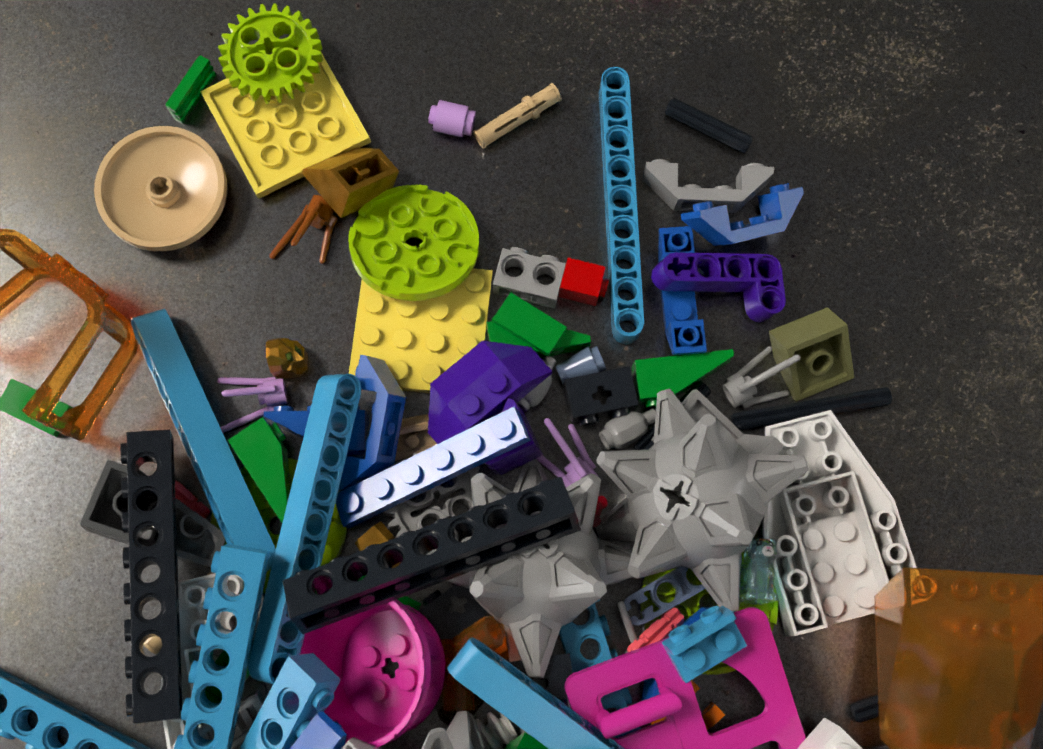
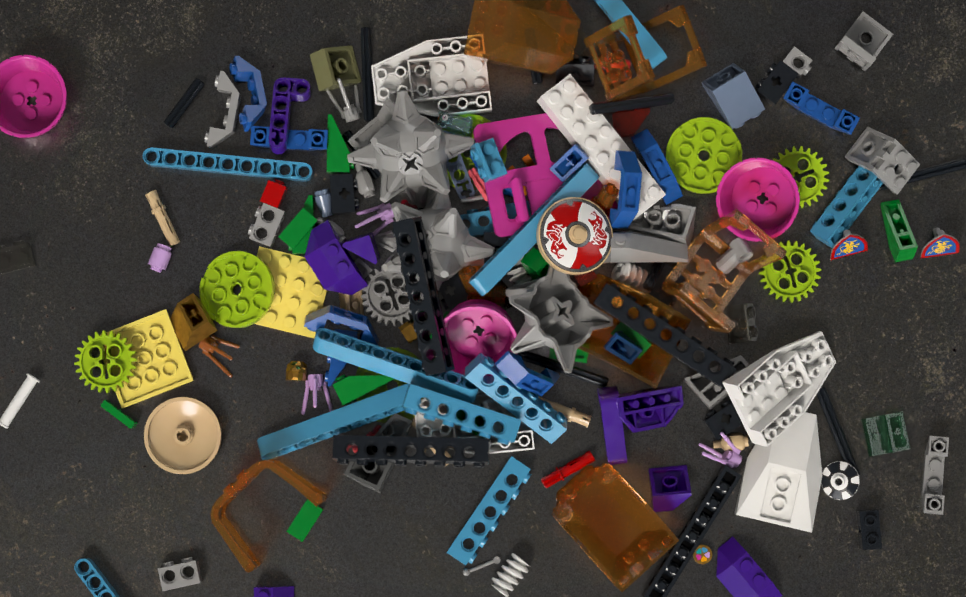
camera: 70 degrees left, 10 degrees up
(431, 467) = (374, 293): plate -> none

